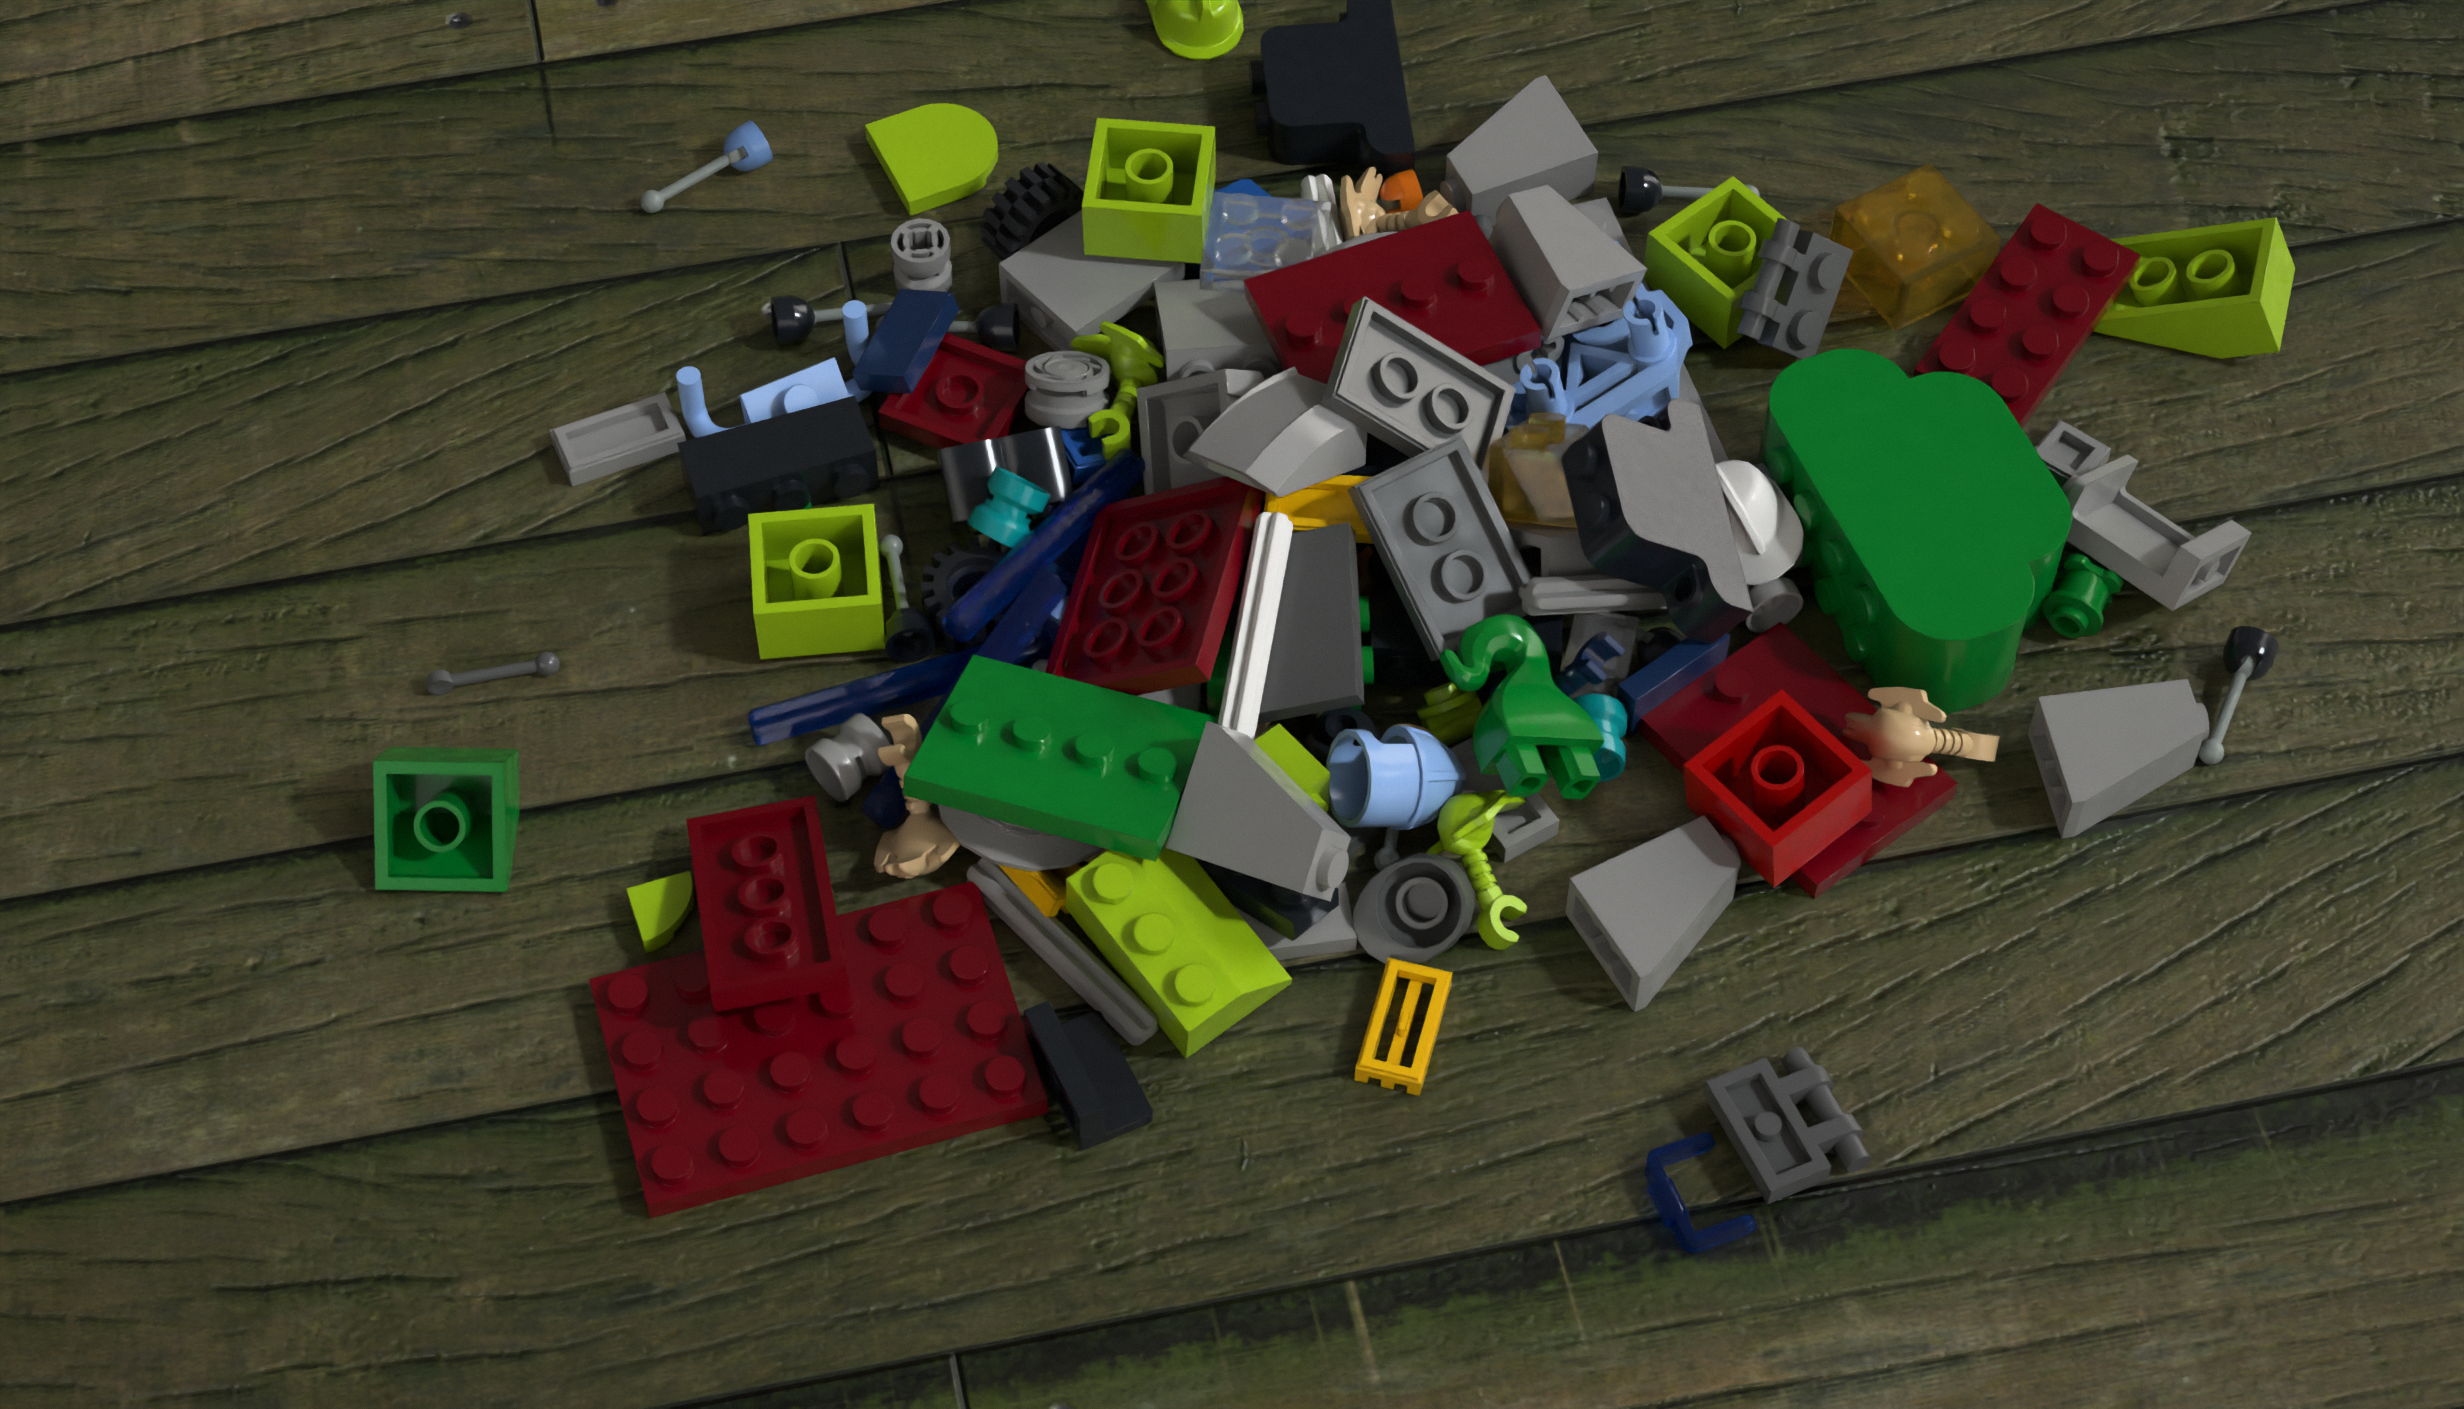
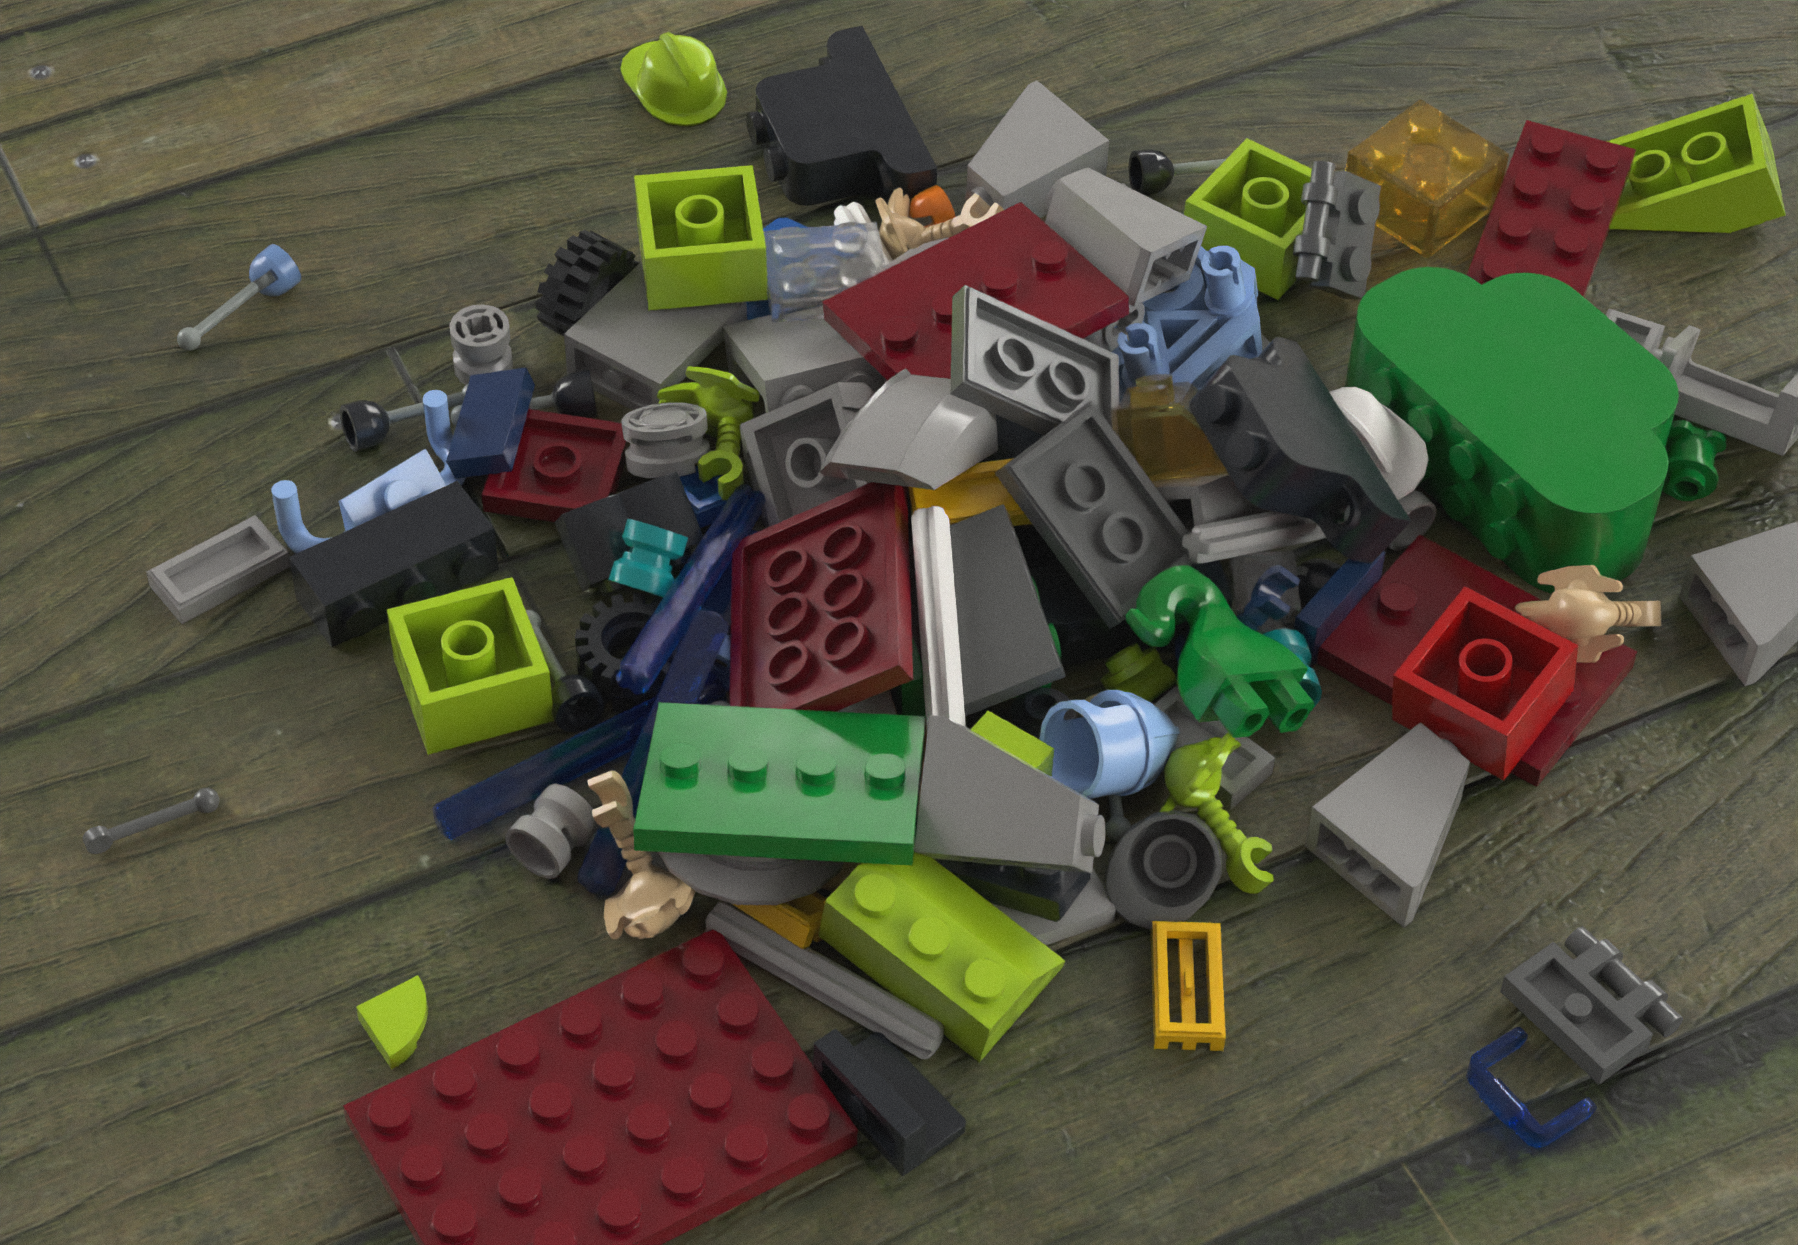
camera: 15 degrees left, 5 degrees down
(445, 818) = (144, 974): green slope -> none
(766, 904) = (514, 991): dark red plate -> none
(934, 153) = (460, 249): lime tile -> none

